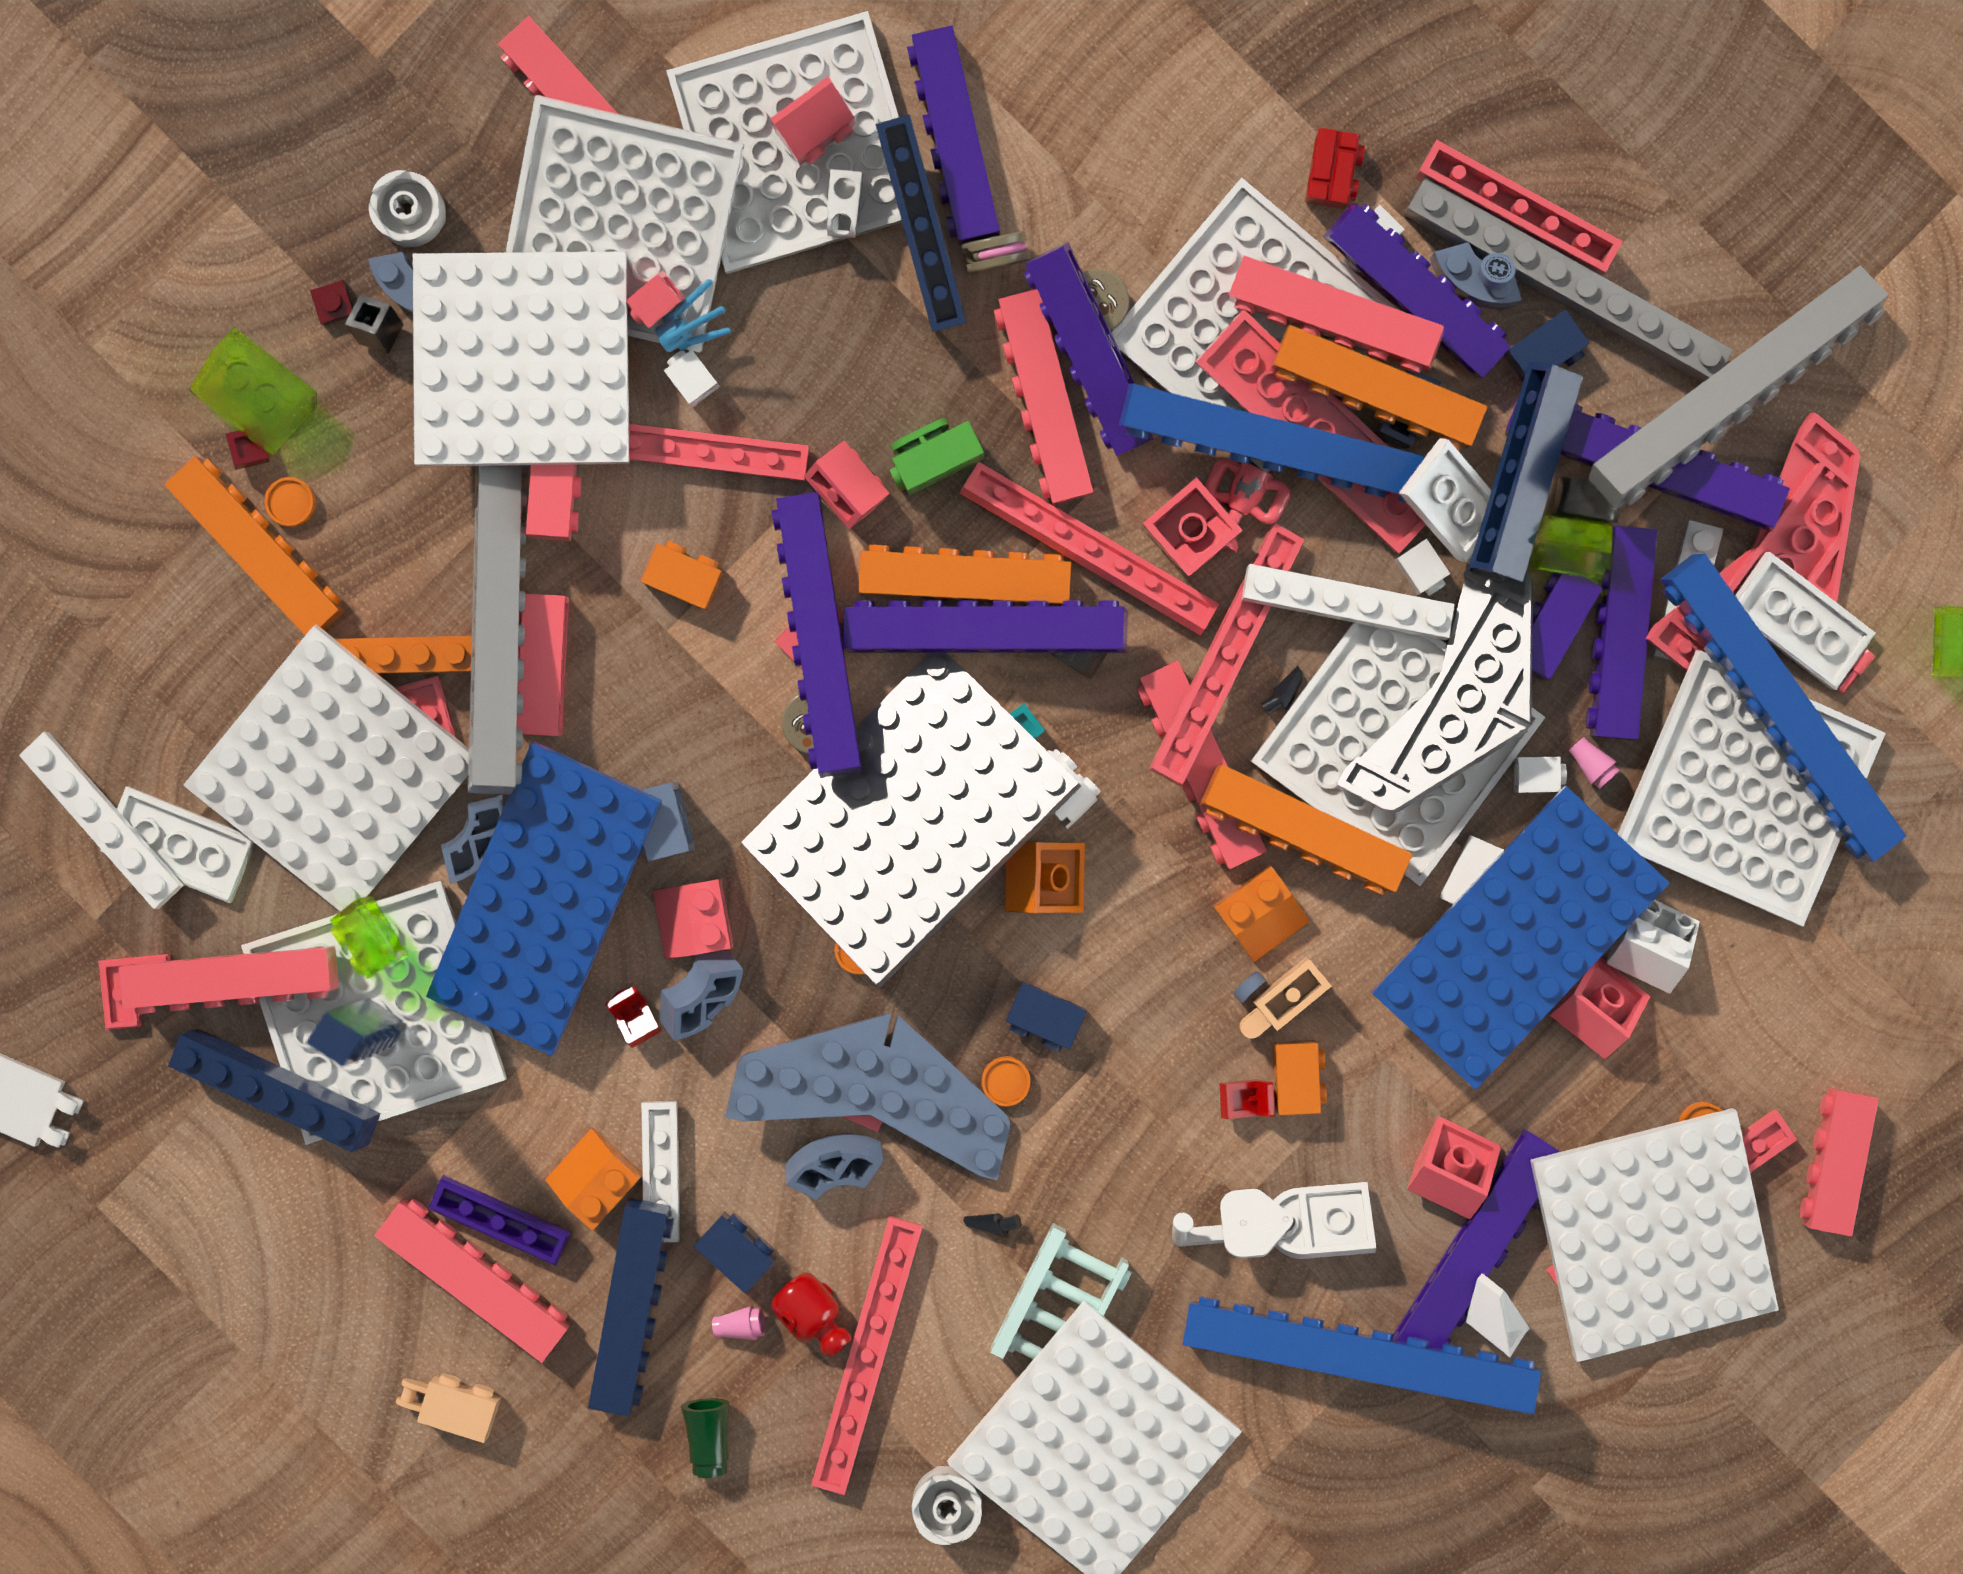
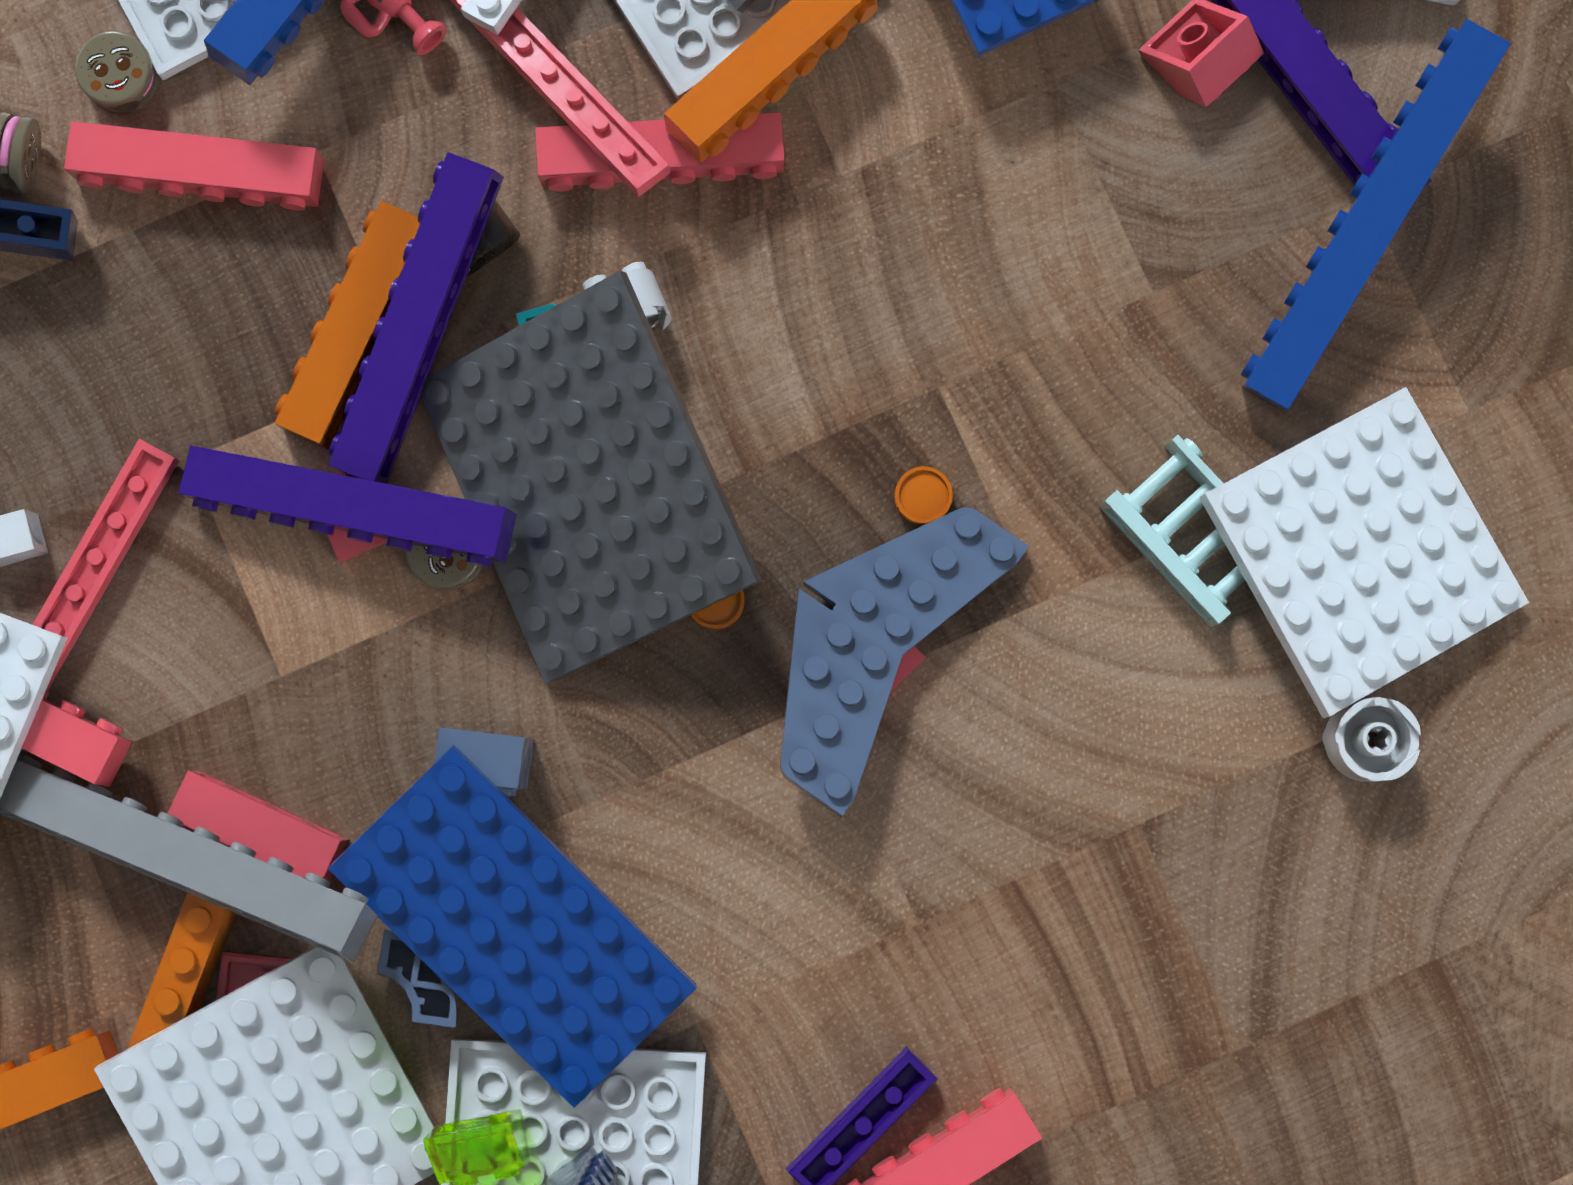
camera: 70 degrees left, 5 degrees down
(593, 1178) = (855, 997): orange slope -> none
(630, 1306) = (1017, 1012): dark blue brick -> none
(633, 1016) = (690, 879): red bracket -> none
(661, 1158) = (877, 917): white plate -> none
(682, 575) = (223, 632): orange brick -> none
(693, 919) = (607, 770): coral slope -> none
(700, 995) = (696, 793): sand blue brick -> none
(707, 1435) = (1194, 980): dark green plant -> none
(736, 1251) = (998, 867): dark blue brick -> none
(740, 1324) = (1083, 892): bright pink cone -> none
(809, 1312) = (1097, 811): red piece -> none
(833, 1163) = (940, 717): sand blue brick -> none
(846, 484) = (197, 412): coral brick -> none
(867, 1355) = (1170, 766): coral plate -> none
(933, 455) = (203, 301): bright green brick -> none
(993, 1223) = (1075, 569): black bar -> none
(1045, 1016) = (868, 422): dark blue brick -> none
(1046, 878) = (716, 365): orange slope -> none
(1086, 339) = (149, 89): dark purple brick -> none
(1089, 548) = (377, 180): coral plate -> none
(1192, 527) = (396, 58): coral slope -> none
(1247, 1099) = (1043, 239): red bracket -> none
(1249, 986) = (921, 192): sand blue tile -> none
(1261, 913) = (845, 149): orange slope -> none
(1284, 692) = (618, 37): black bar -> none
(1285, 999) = (949, 155): light nougat brick -> none
(1298, 1077) = (1040, 178): orange brick -> none
(1325, 1220) = (1207, 207): white plate -> none
(1496, 1316) = (1379, 59): white slope -> none

